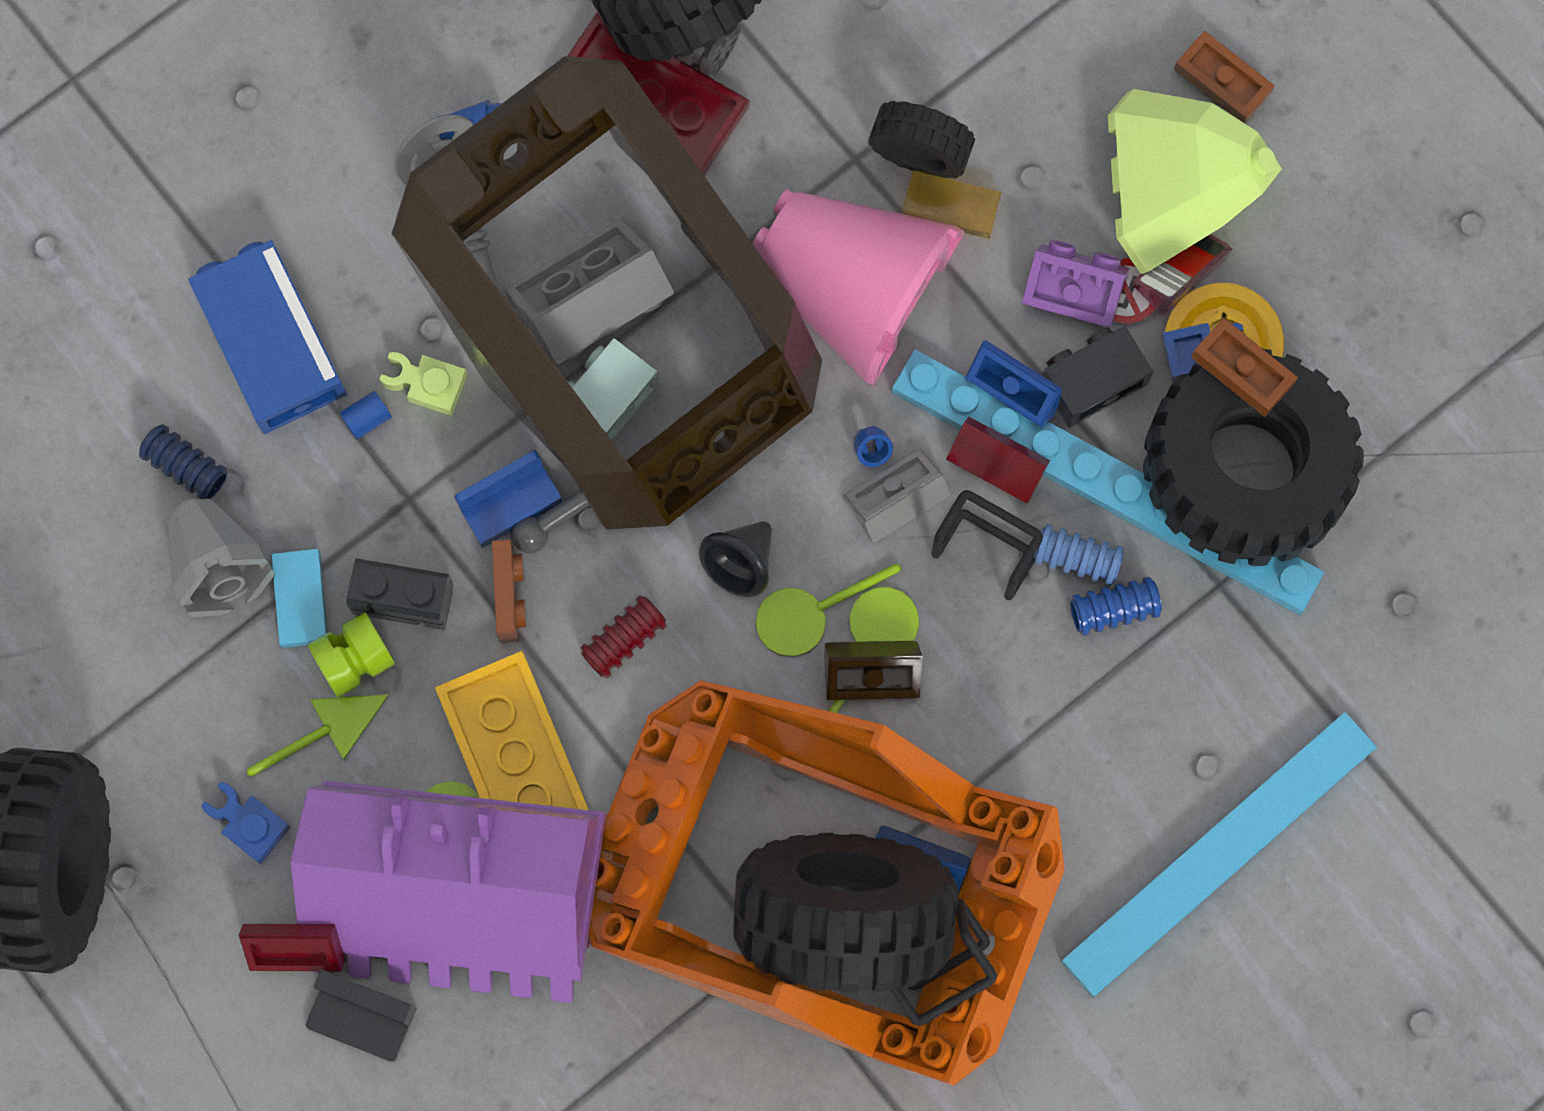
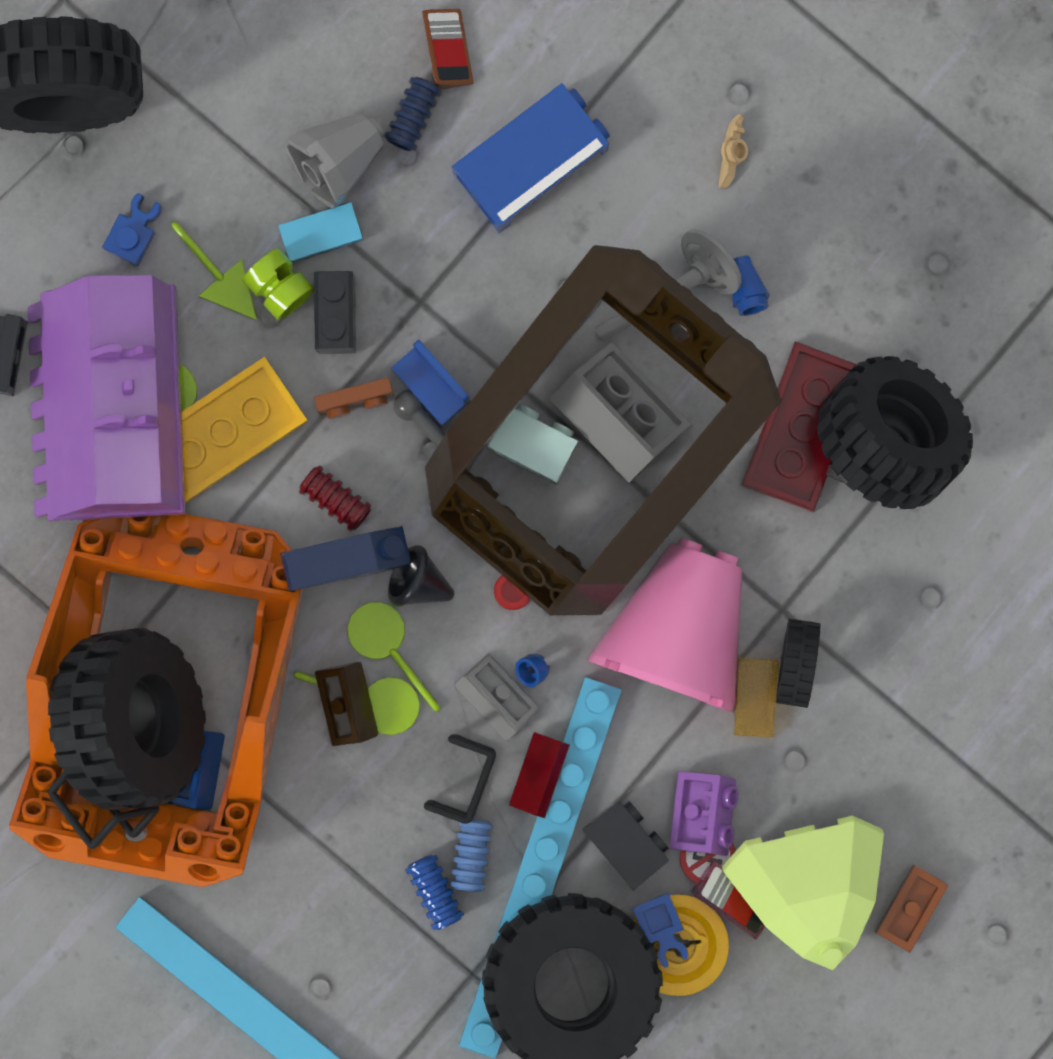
camera: 80 degrees right, 10 degrees up
(113, 411) = (447, 48): none -> slope
(292, 947) = (36, 289): dark red tile -> none
(313, 113) = (733, 151): none -> tan piece
(365, 415) = (481, 251): blue hinge -> none
(430, 384) = (519, 299): yellowish green plate -> none
(699, 627) = (346, 558): none -> dark blue slope
(778, 458) = (509, 595): none -> red tile
(1014, 384) = (602, 777): blue slope -> none
(1244, 367) = (634, 966): dark orange plate -> none

